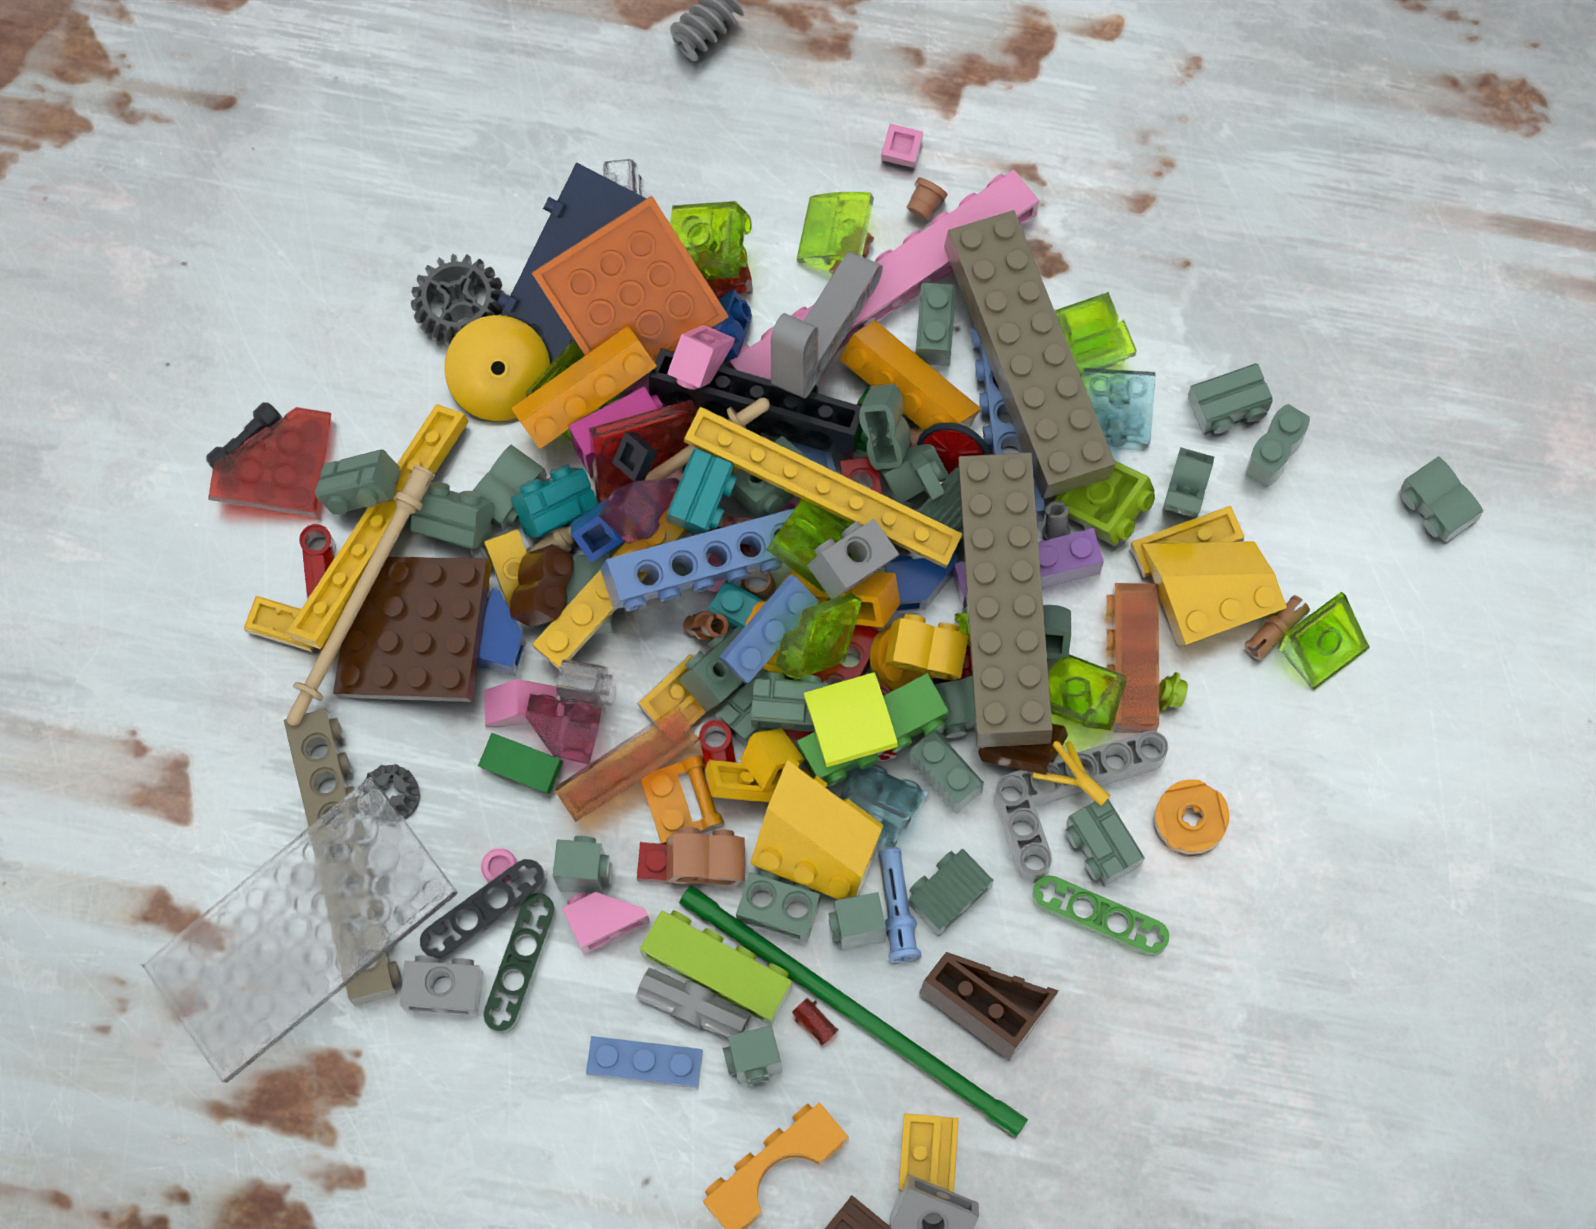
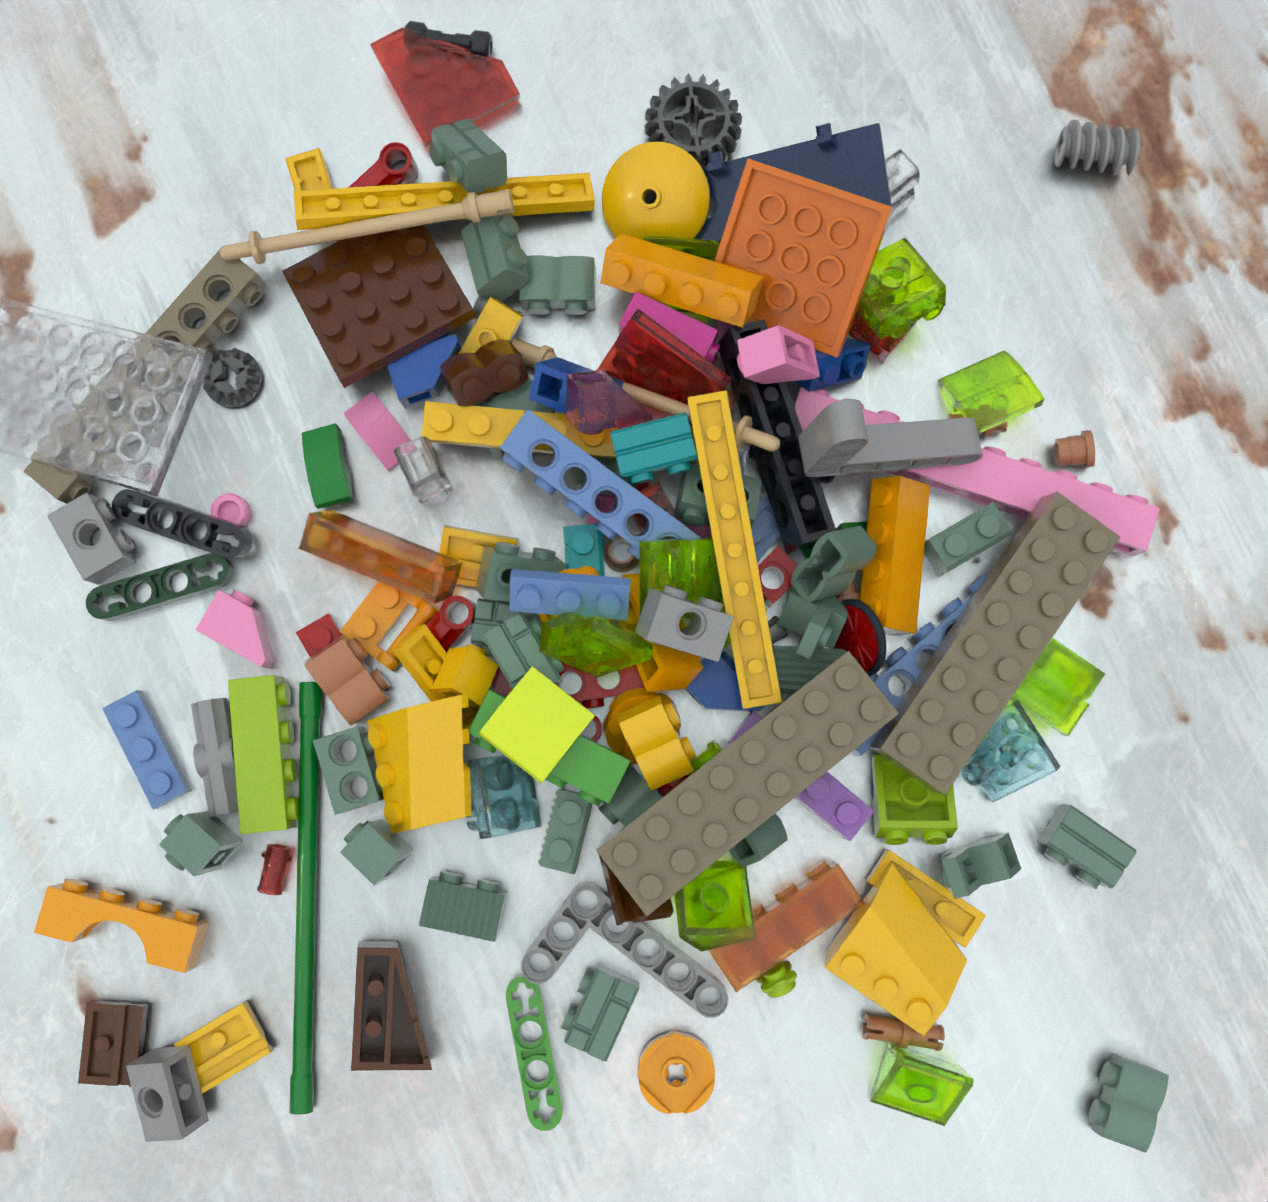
camera: 50 degrees right, 10 degrees up
(553, 501) = (569, 329): teal brick -> none
(564, 727) = (376, 479): clear pink slope -> none
(581, 865) = (265, 580): sand green brick -> none
(634, 456) = (641, 366): black plate -> none
(707, 630) = (548, 535): dark orange pin -> none
(900, 925) = (407, 883): light blue pin -> none
(902, 145) = (1110, 395): bright pink plate -> none
(1056, 520) = (856, 773): light grey pin -> none
(1083, 780) = (635, 957): yellow plant -> none
(1277, 445) = (1074, 919): sand green brick -> none

